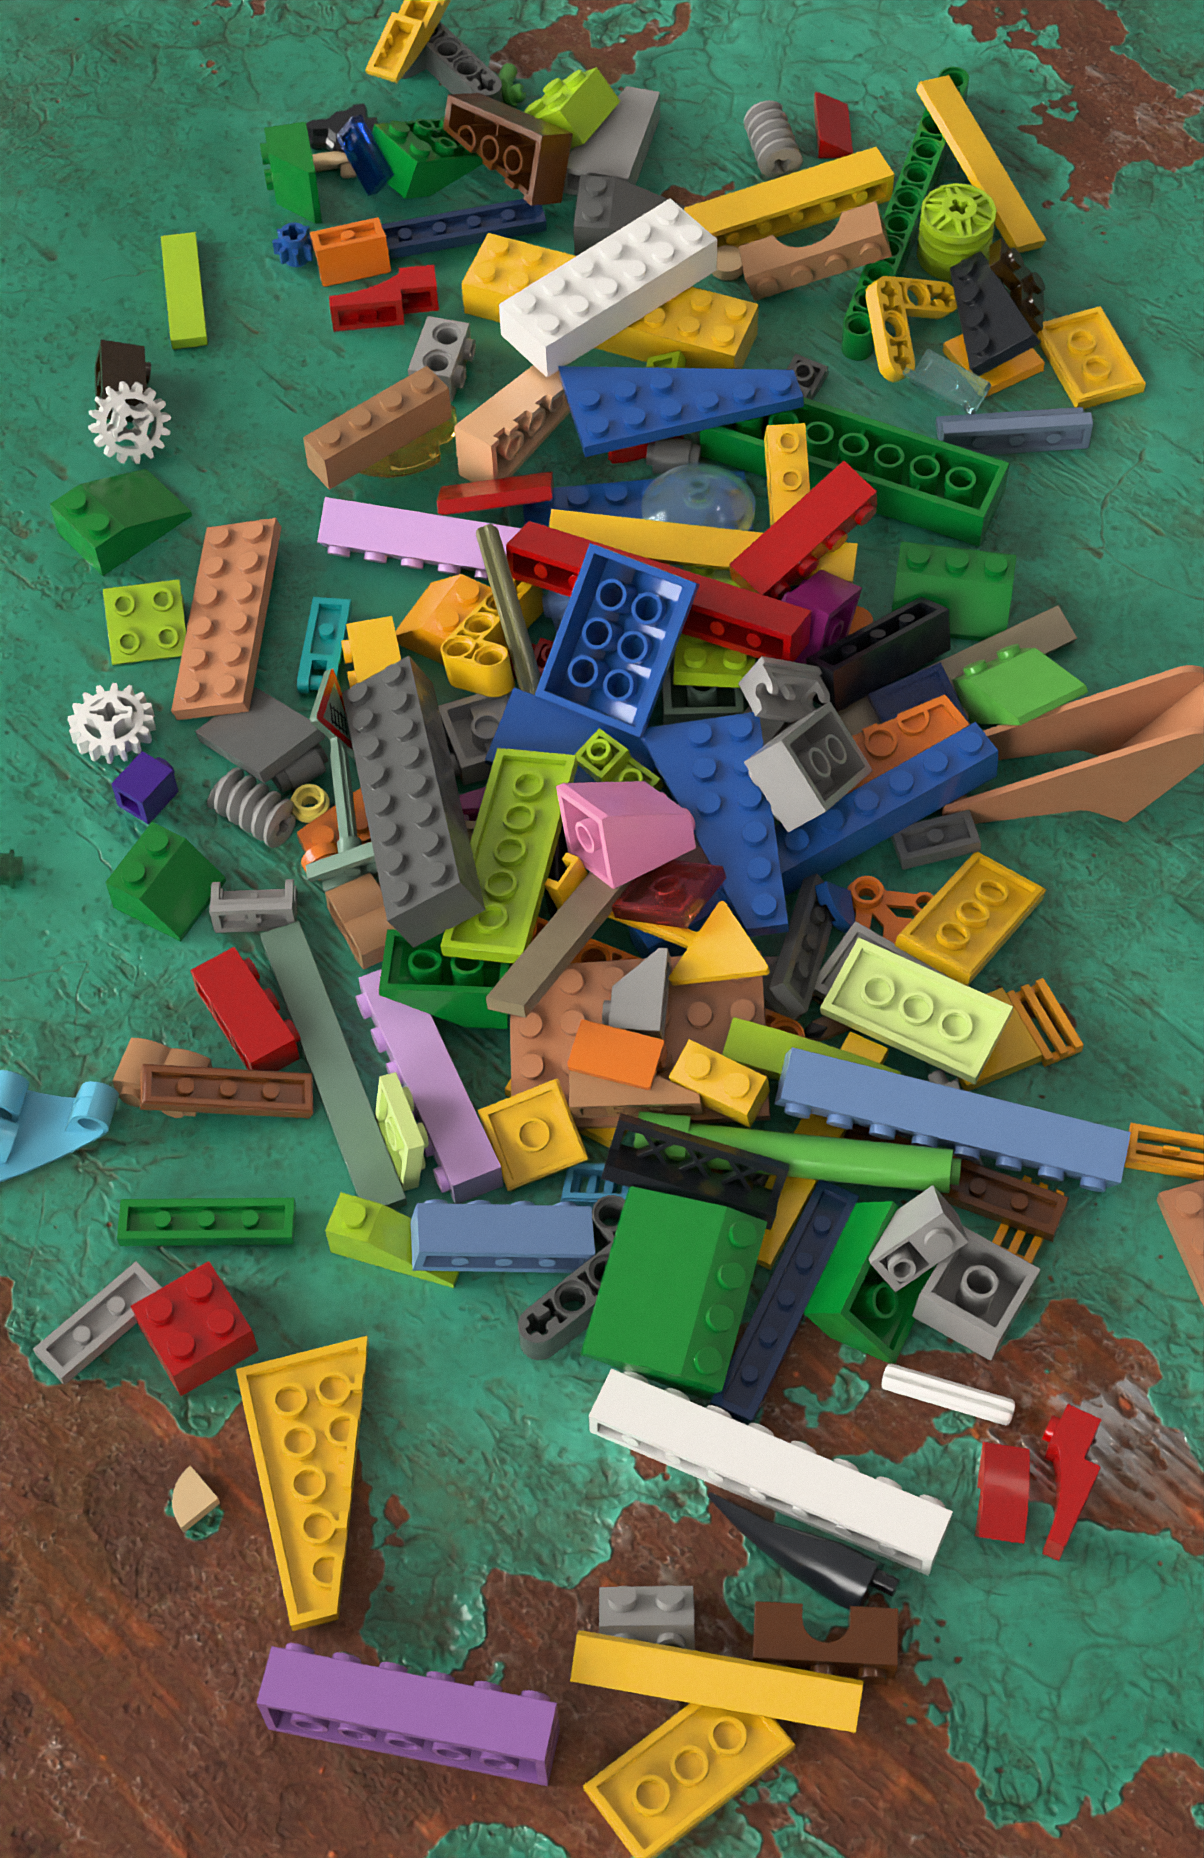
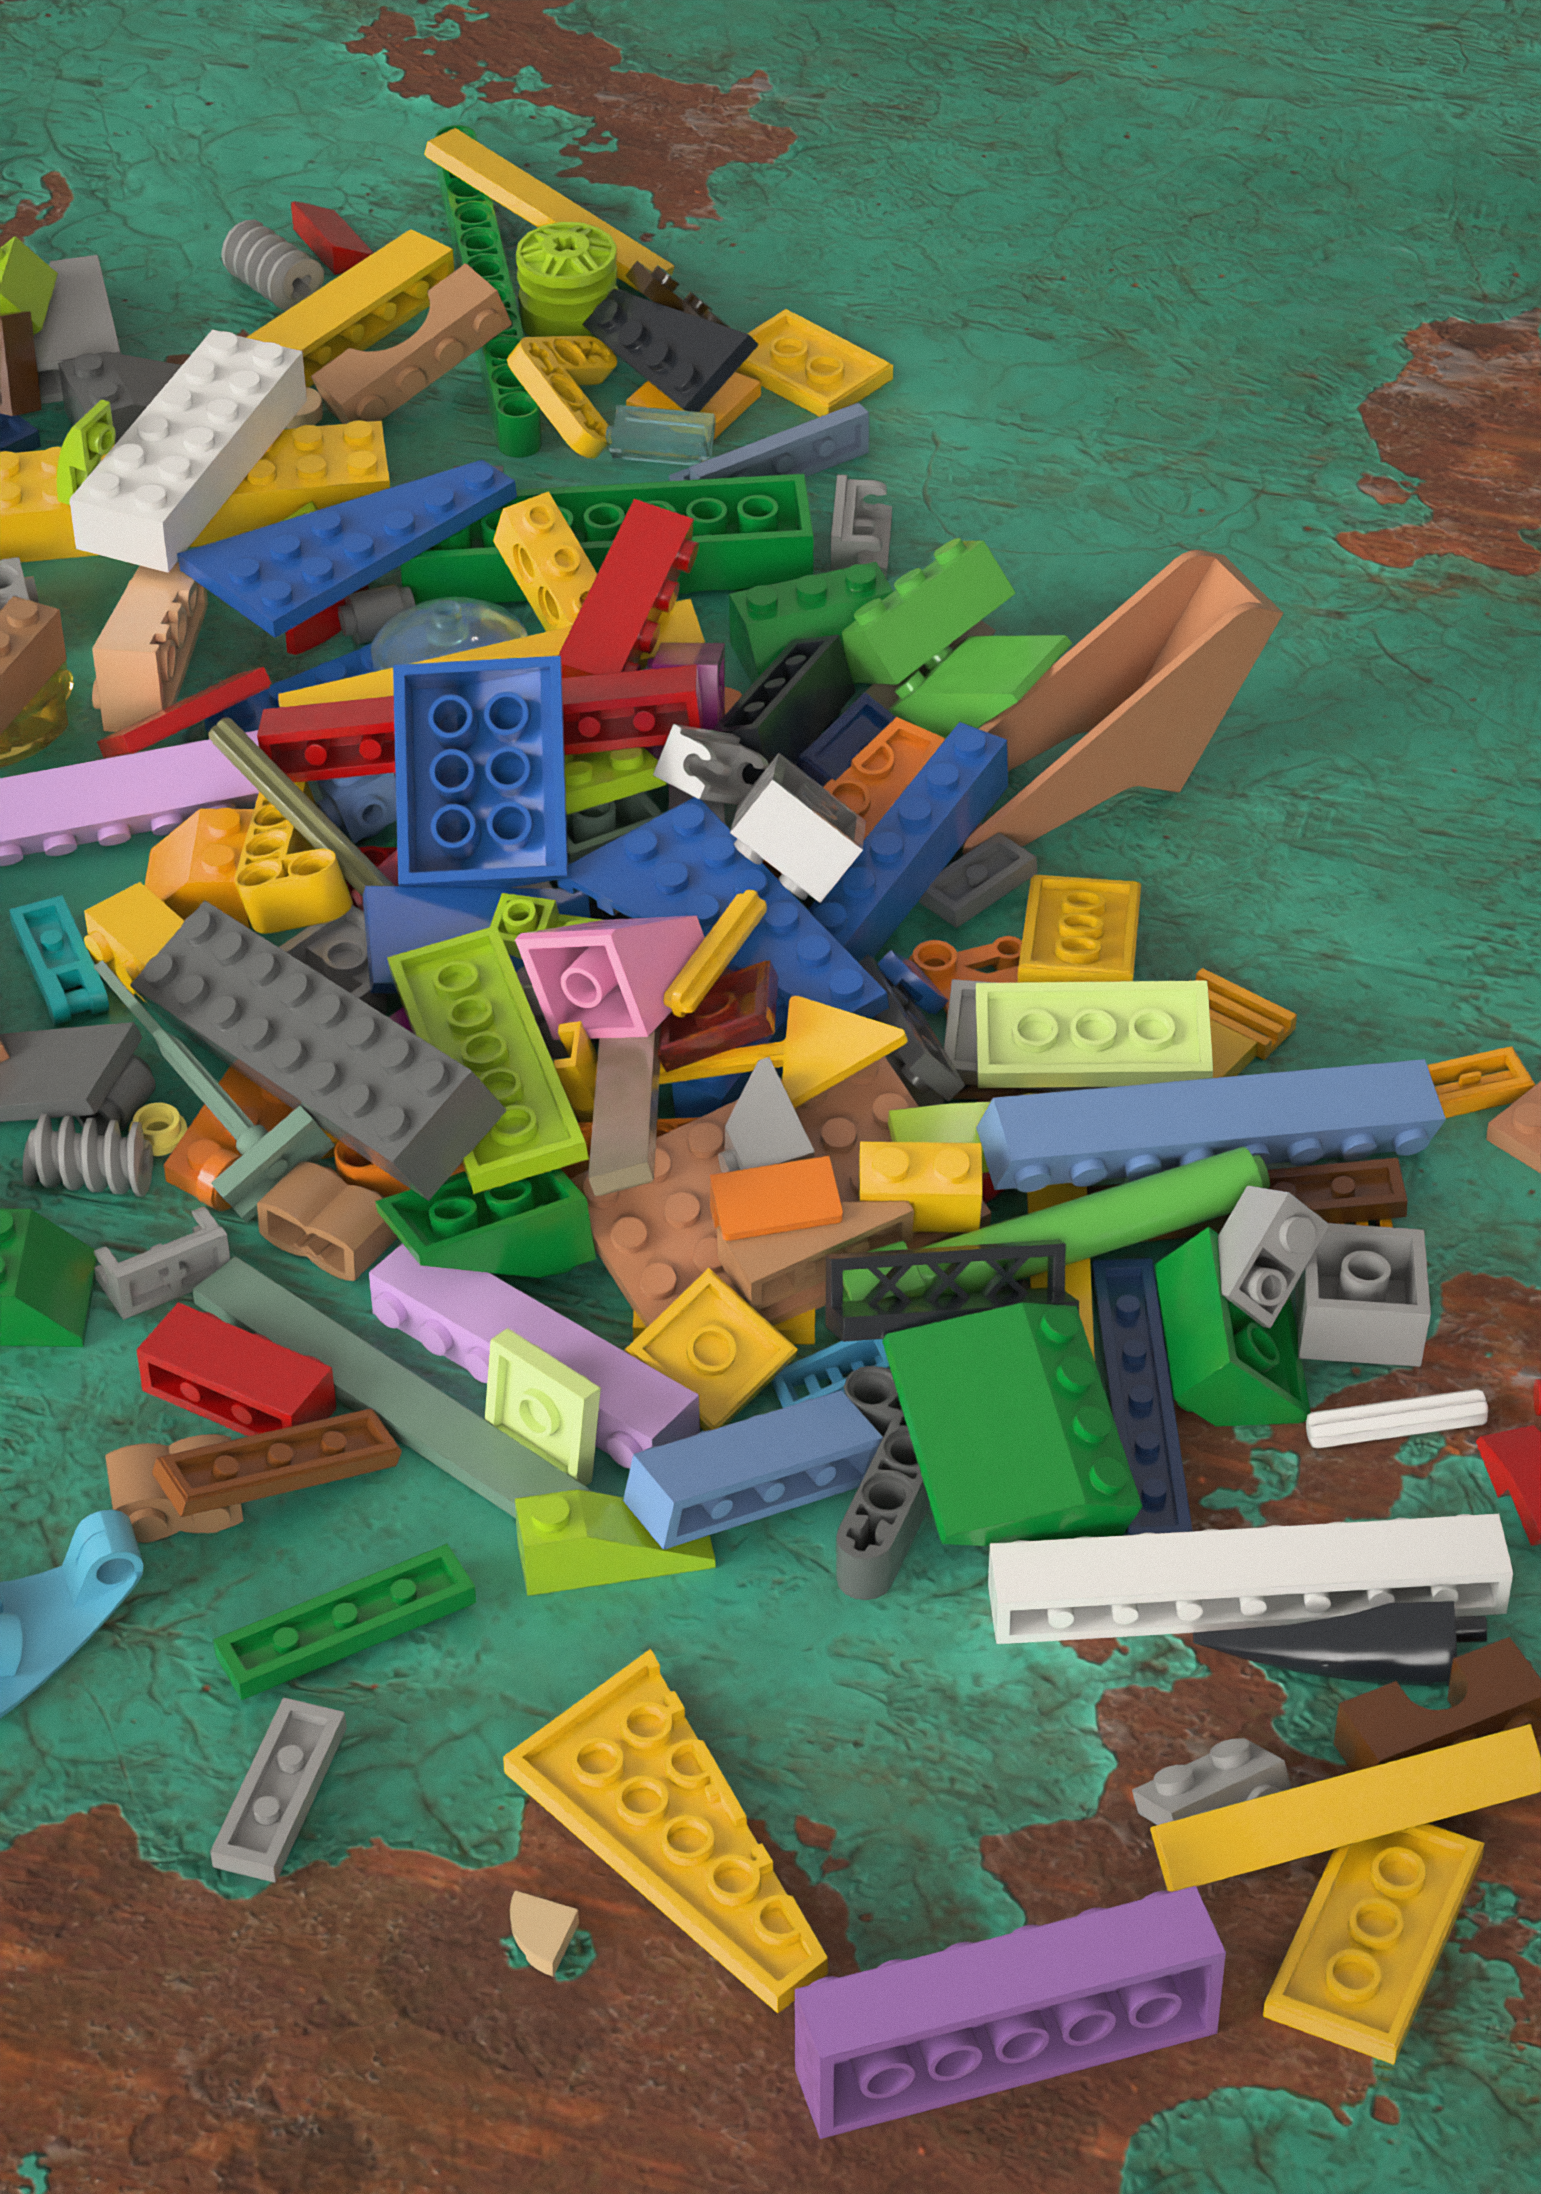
camera: 30 degrees left, 15 degrees down
(195, 1328) = (416, 1736): red brick -> none
(533, 264) = (83, 449): none -> lime slope
(691, 845) = (715, 953): none -> yellow axle
(1014, 618) = (924, 613): none -> bright green slope
(1035, 515) = (858, 528): none -> light grey hinge

